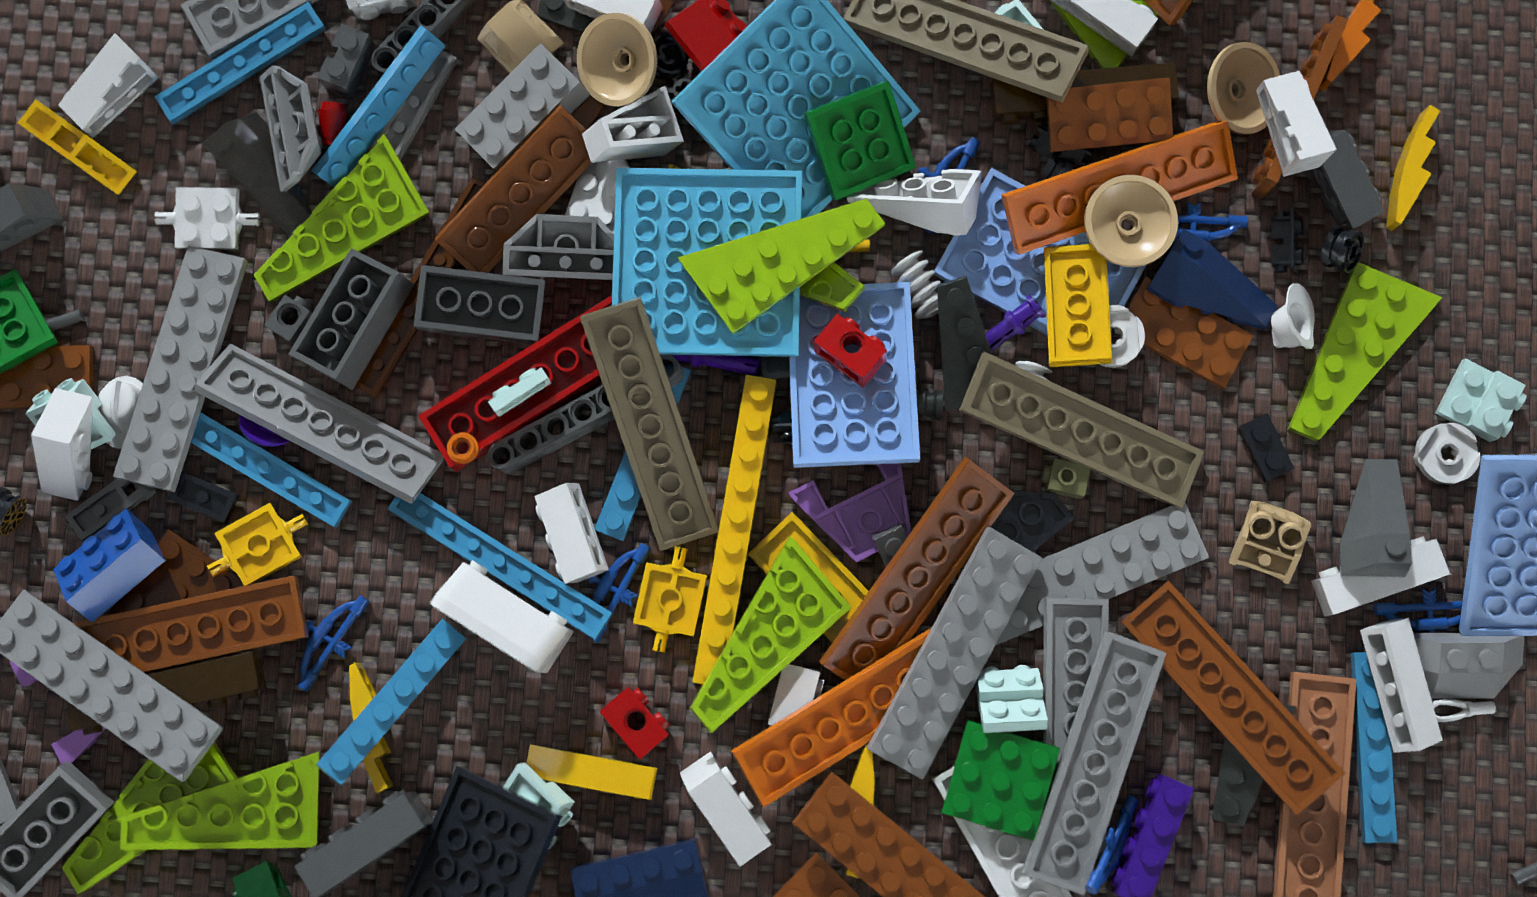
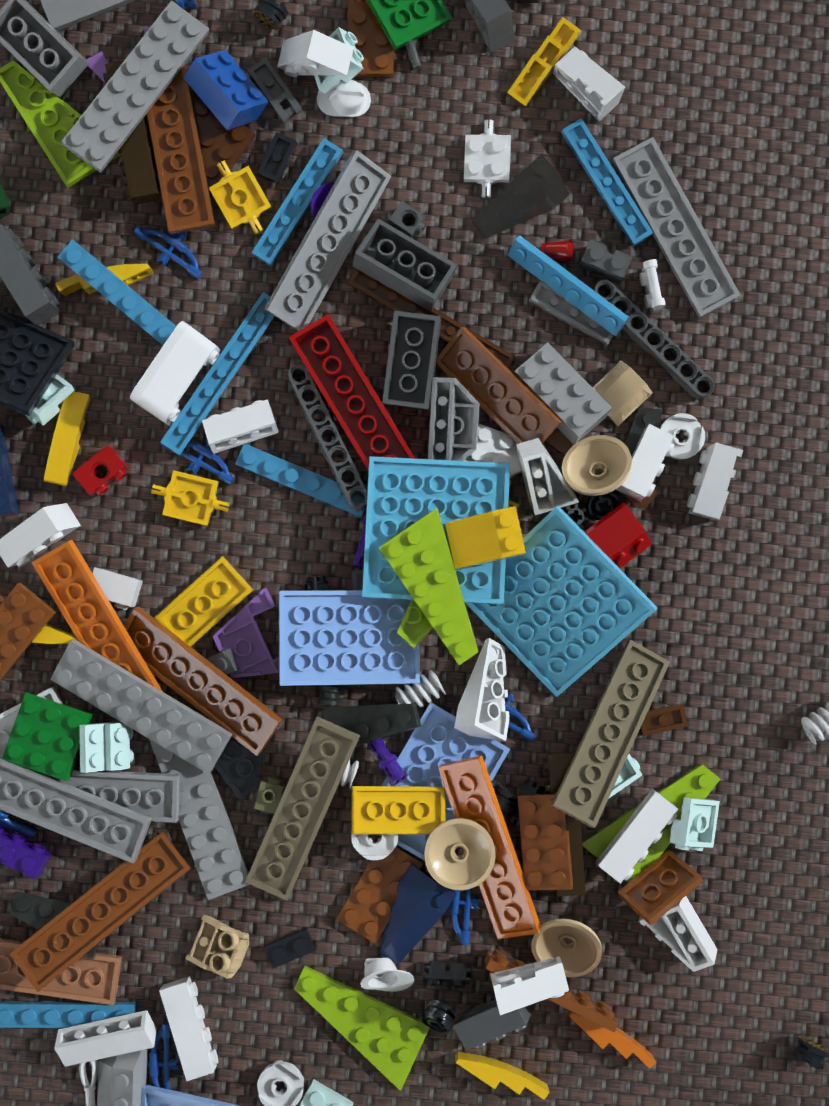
camera: 90 degrees right, 5 degrees up
(183, 352) = (380, 140): light grey plate -> none
(253, 811) = (46, 193): lime wing -> none
(290, 125) = (553, 220): light grey wedge -> none
(355, 214) = (487, 270): lime wing -> none
(455, 441) = (301, 339): orange plate -> none
(509, 397) = (348, 396): light aqua plate -> none
(649, 423) = (316, 484): dark tan plate -> none
(716, 192) = (485, 537): none -> yellow slope
(735, 522) = (237, 546): yellow brick -> none
(779, 624) = (166, 578): lime wing -> none
(859, 365) = (351, 641): red brick -> none
(860, 140) = (531, 649): green plate -> none
(1377, 525) = (223, 1028): dark grey wedge -> none

